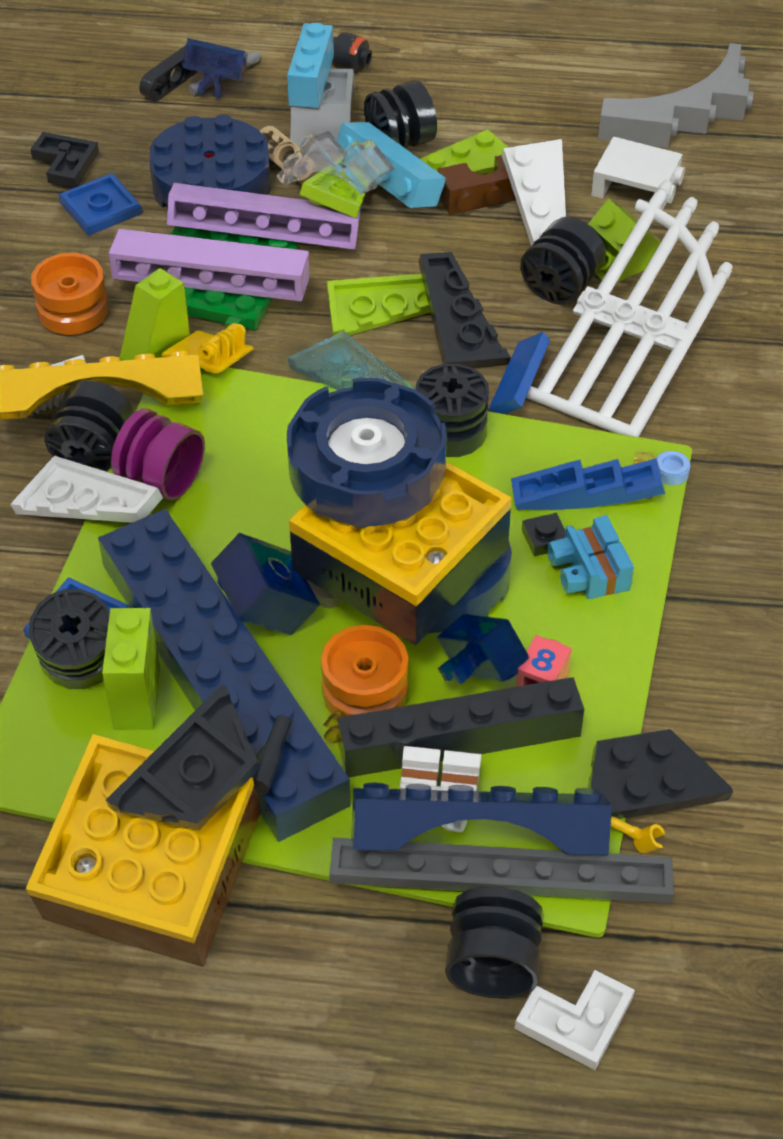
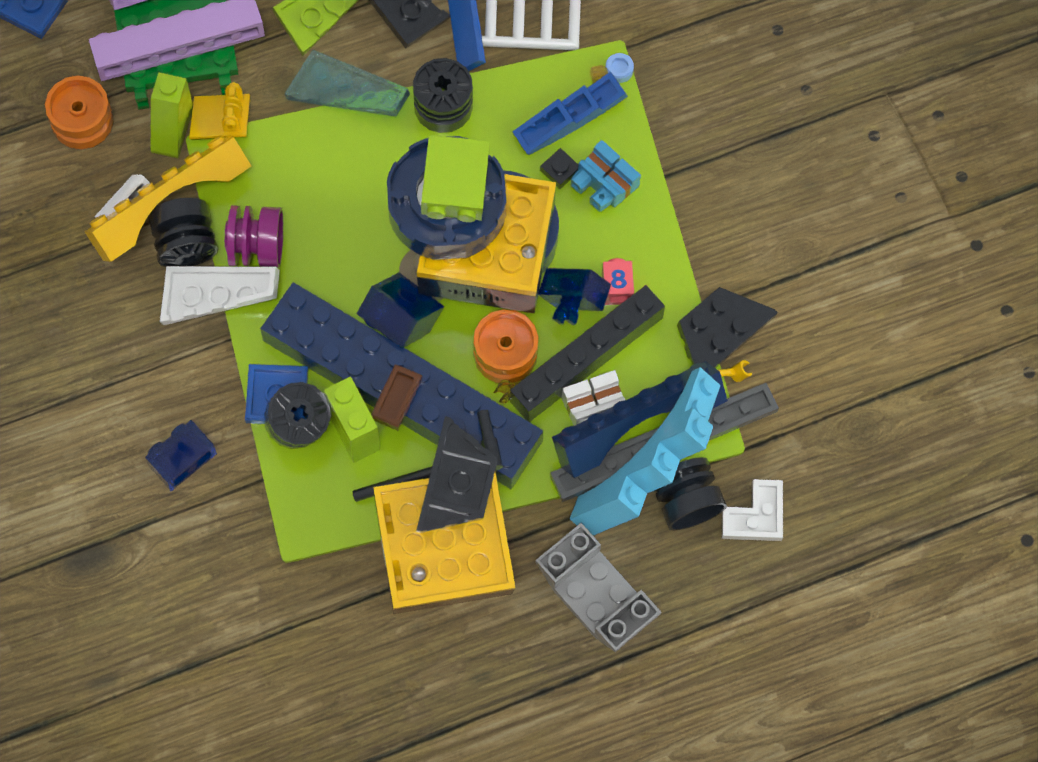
camera: 30 degrees left, 20 degrees up
(194, 662) = (396, 397): none -> reddish brown tile
(307, 1004) = (595, 589): none -> light grey slope
(380, 419) = (455, 178): none -> lime brick
(465, 868) = (655, 464): none -> medium azure arch

